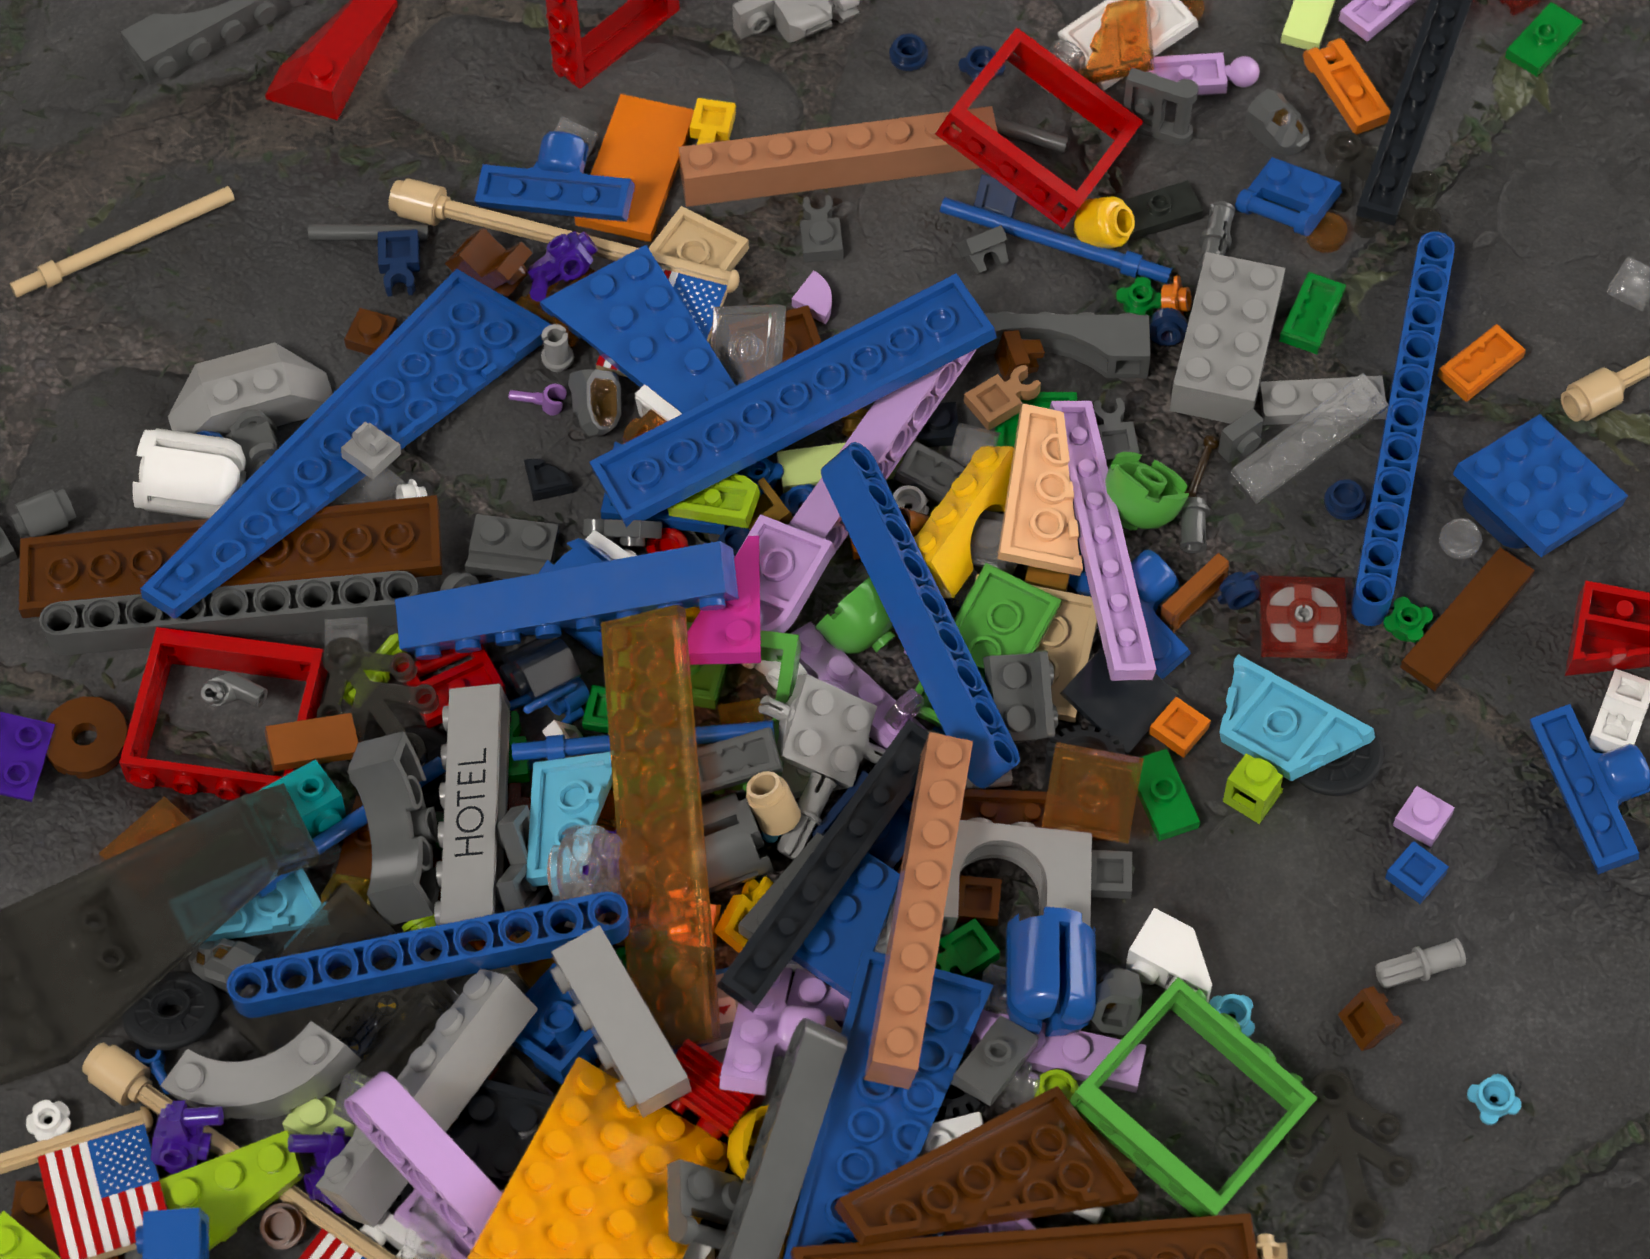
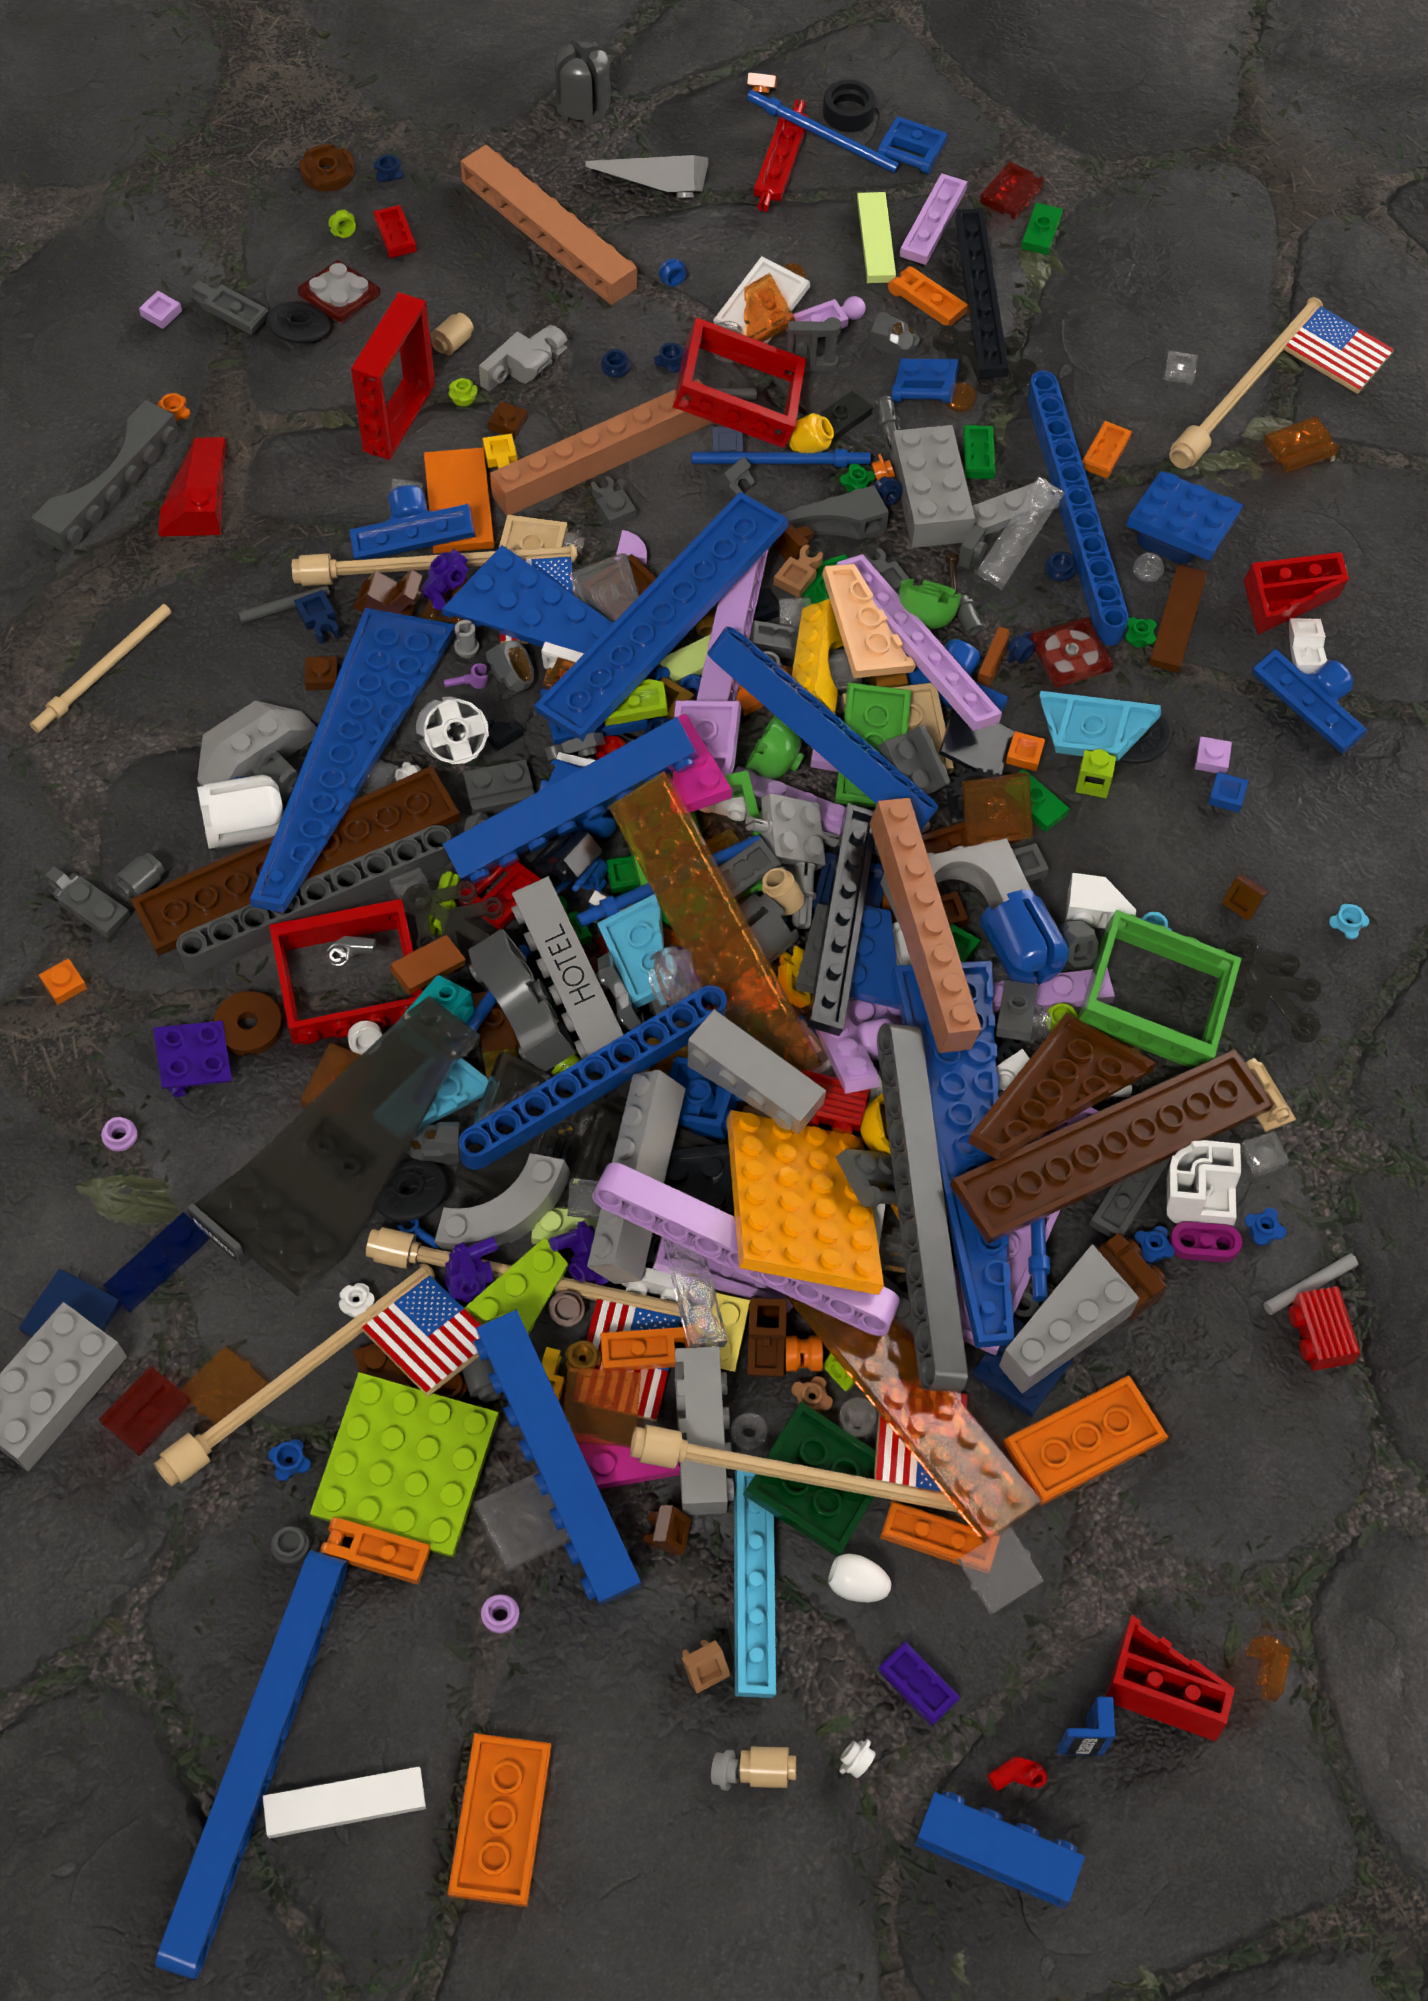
camera: 25 degrees left, 0 degrees up
(203, 799) = (363, 1036): none -> white tile
(370, 450) = (371, 748): light grey tile -> none
(459, 470) = (436, 720): none -> white cylinder
(705, 37) = (462, 392): none -> lime plate
(743, 83) = (507, 419): none -> reddish brown plate
(747, 268) = (573, 538): none -> clear plate
(904, 708) = (839, 799): clear purple tile -> none
(1420, 963) = (1260, 850): light grey axle -> none

